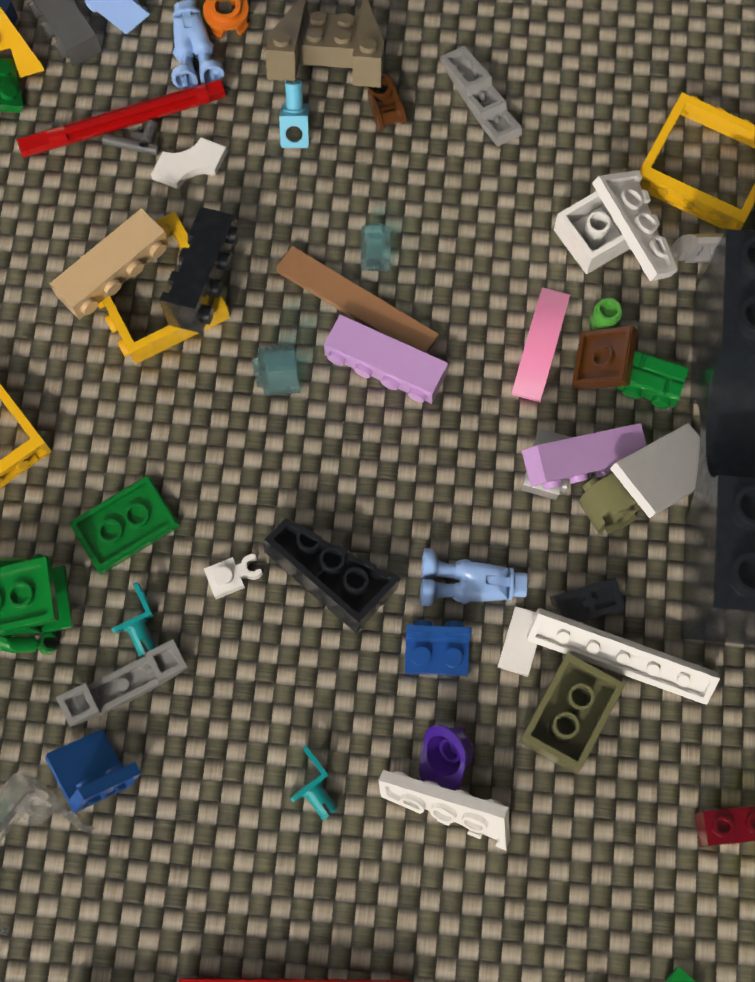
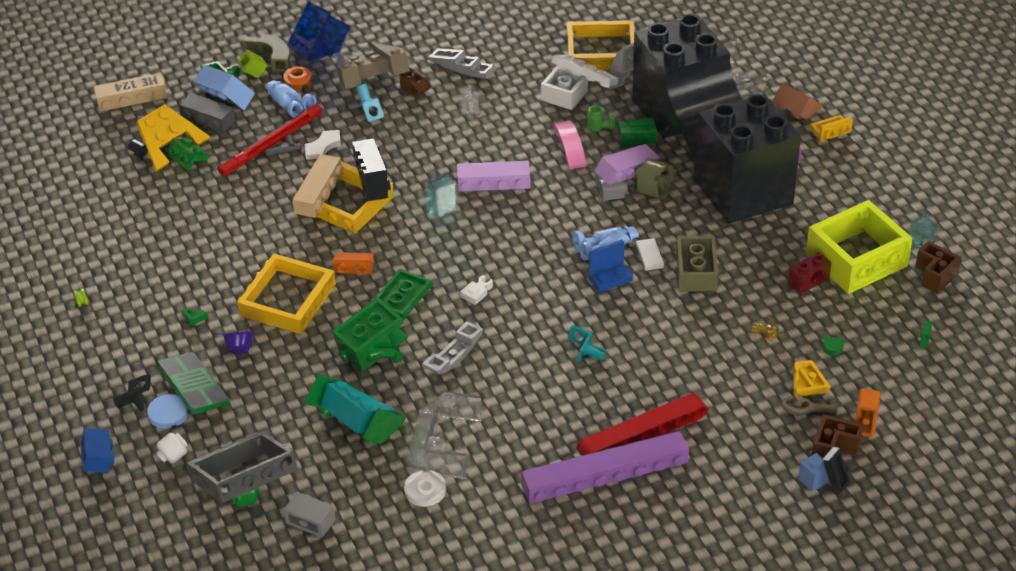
camera: 30 degrees left, 30 degrees down
(90, 771) = (474, 384): blue bracket -> none
(94, 426) = (353, 263): none -> orange bracket
(136, 626) = (440, 324): teal bracket -> none
(332, 575) = (529, 262): black wedge -> none
(354, 300) = (447, 163): medium nougat tile -> none
(375, 247) = (454, 137): clear light blue brick -> none
(445, 183) = (470, 101): none -> clear hinge
(445, 756) = (646, 306): dark purple piece -> none
(448, 806) = (673, 319): white wing -> none
(589, 601) = (670, 221): black hinge -> none
(603, 896) = (765, 327): none -> clear yellow arm
(605, 358) = (607, 131): reddish brown tile -> none
(623, 656) = (721, 230): white plate -> none
(662, 470) = (670, 155): white tile -> none

